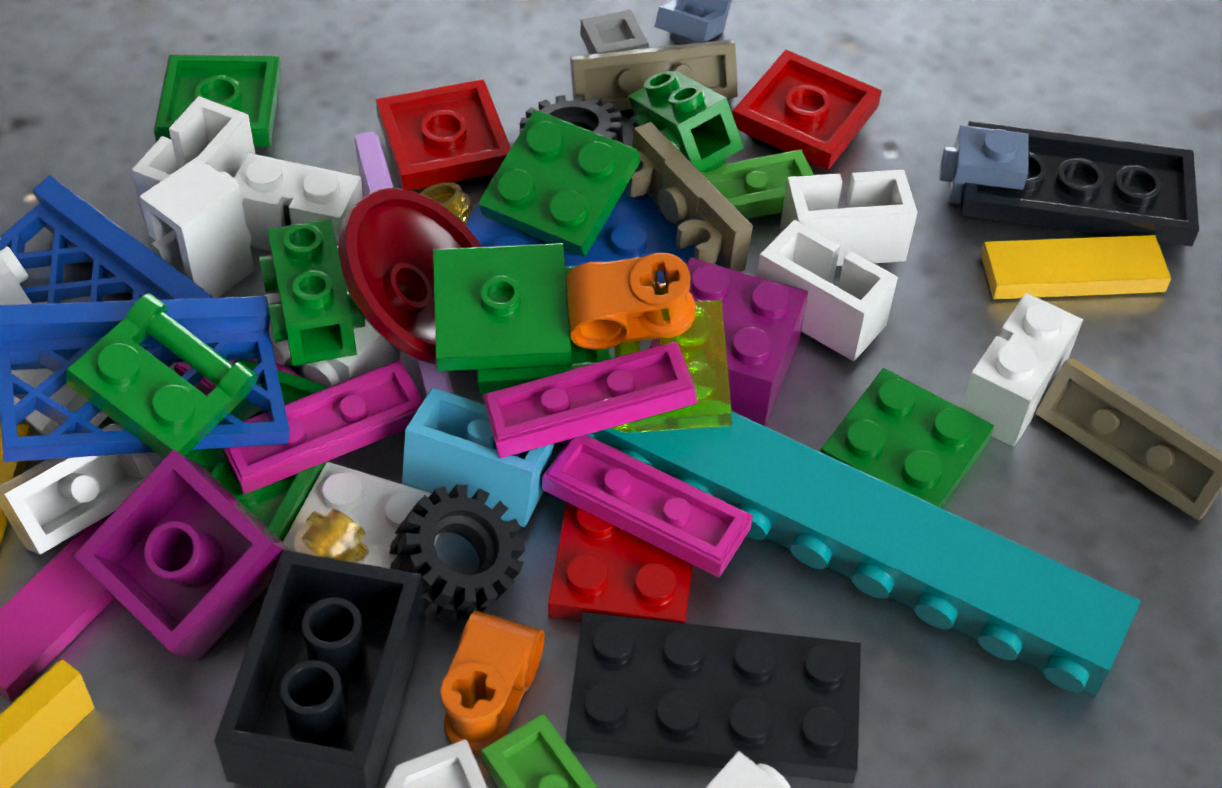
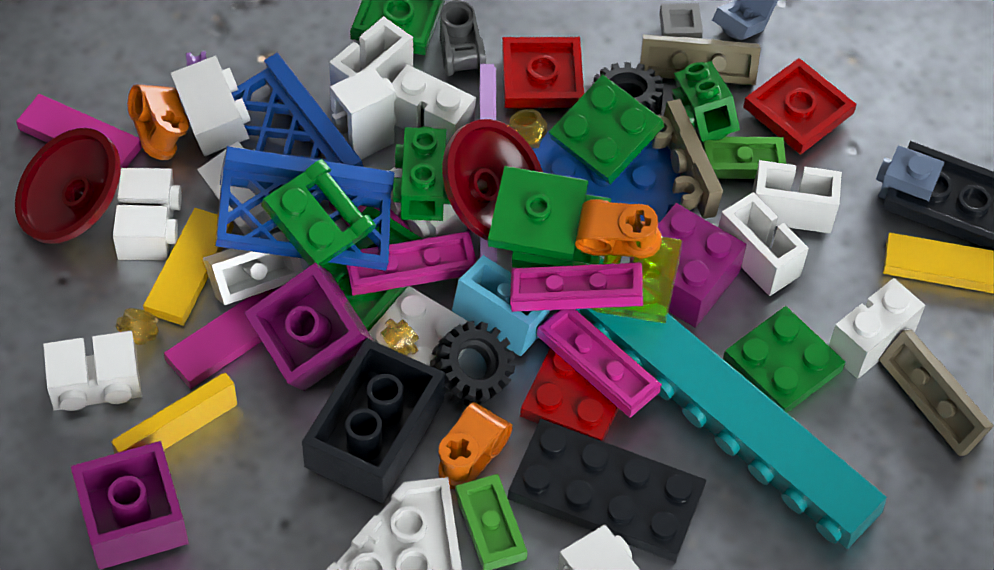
camera: 15 degrees right, 5 degrees up
(316, 112) = (460, 38): none -> dark grey piece

